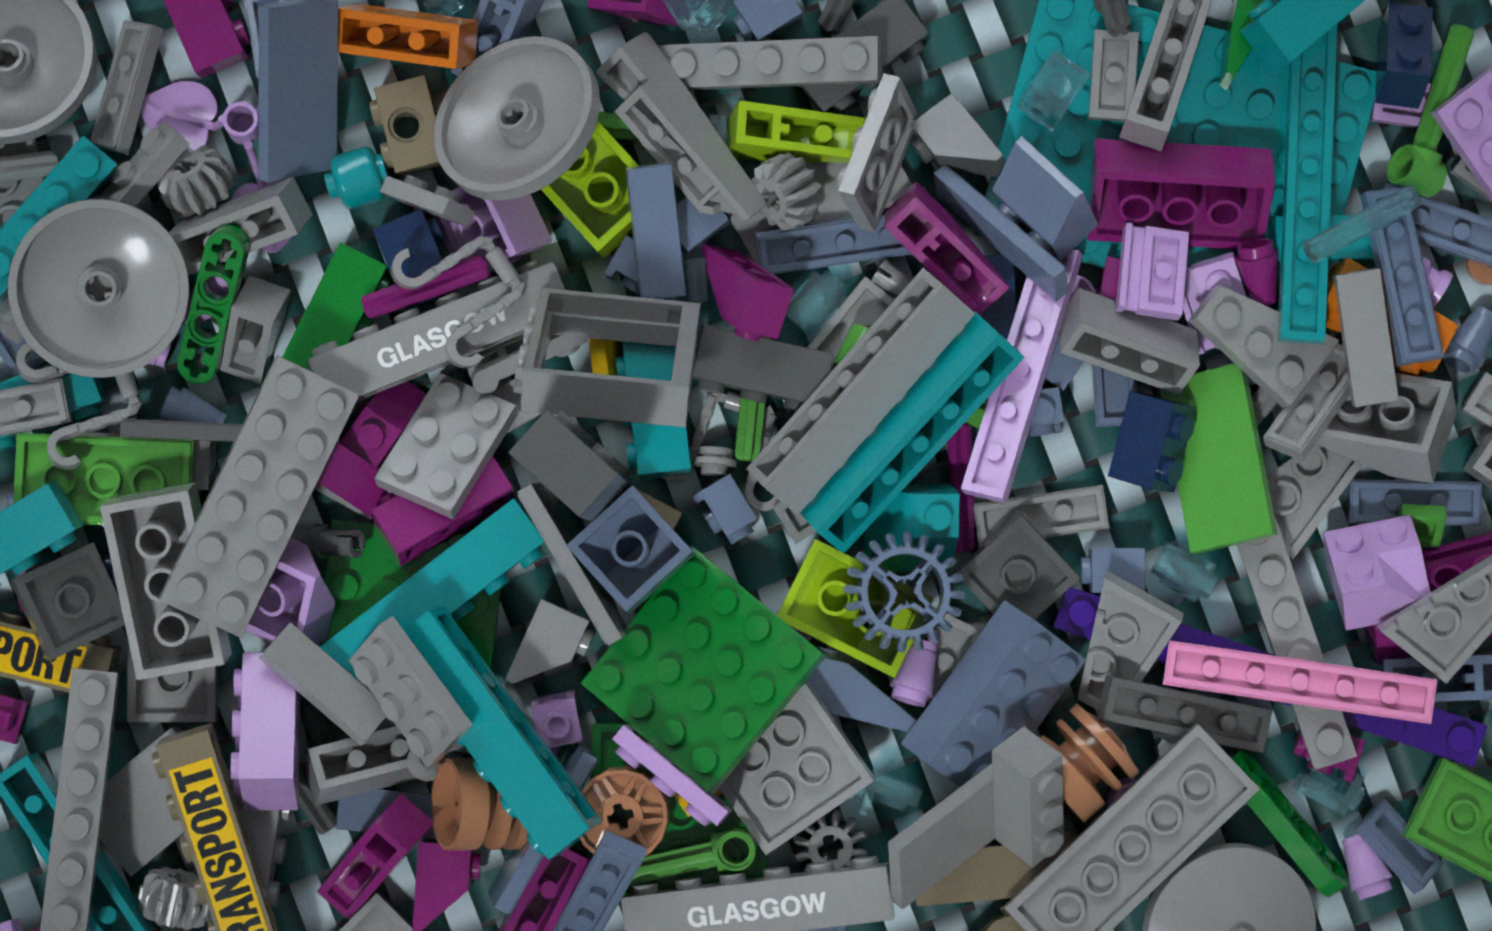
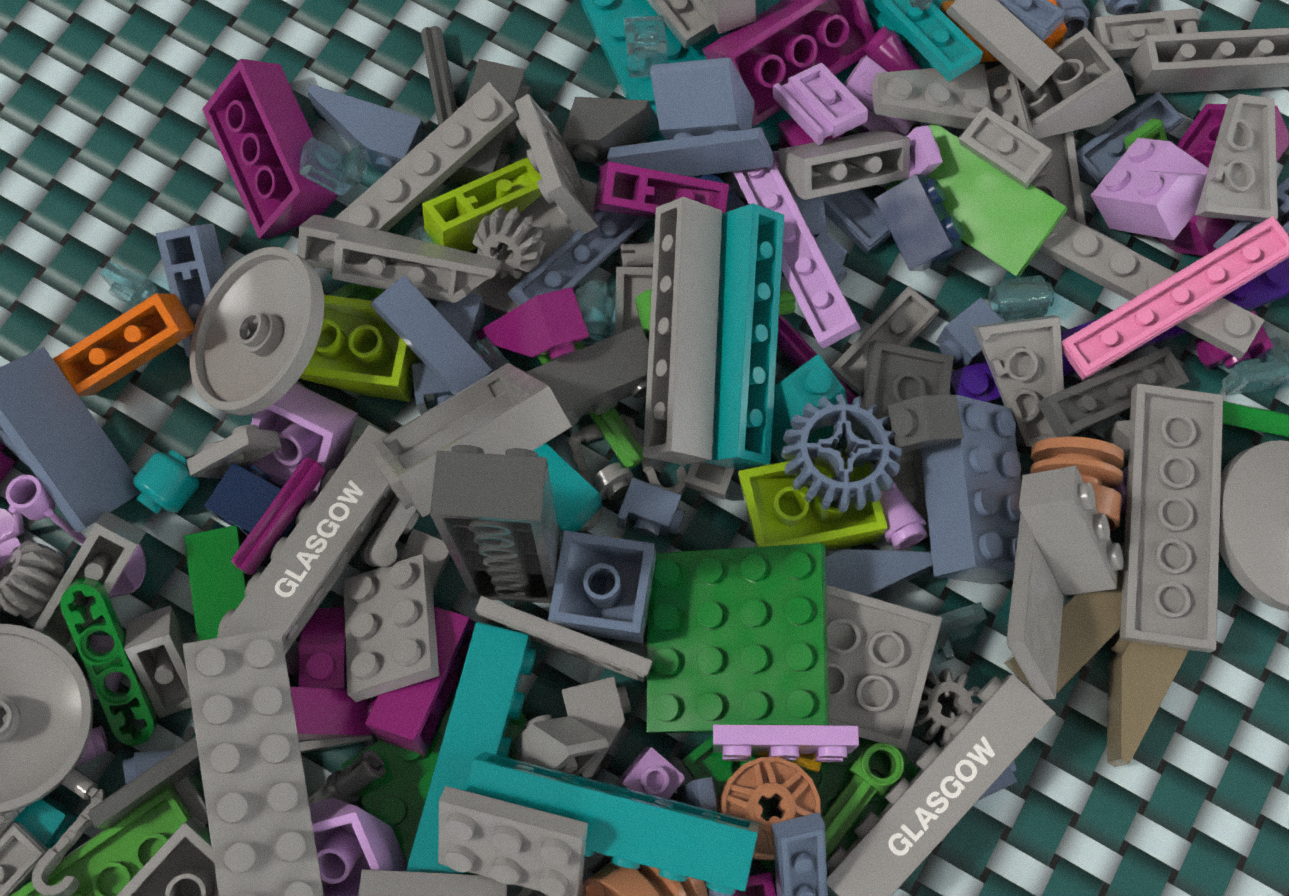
camera: 45 degrees left, 15 degrees down
(399, 101) = (166, 395): dark tan brick -> none
(500, 264) = (323, 451): light grey piece -> none
(504, 641) = (559, 744): none -> light grey slope
(988, 621) = (924, 422): none -> dark grey slope
(1202, 386) = (923, 151): none -> lavender plate
(1268, 441) = (1005, 147): none -> light grey plate

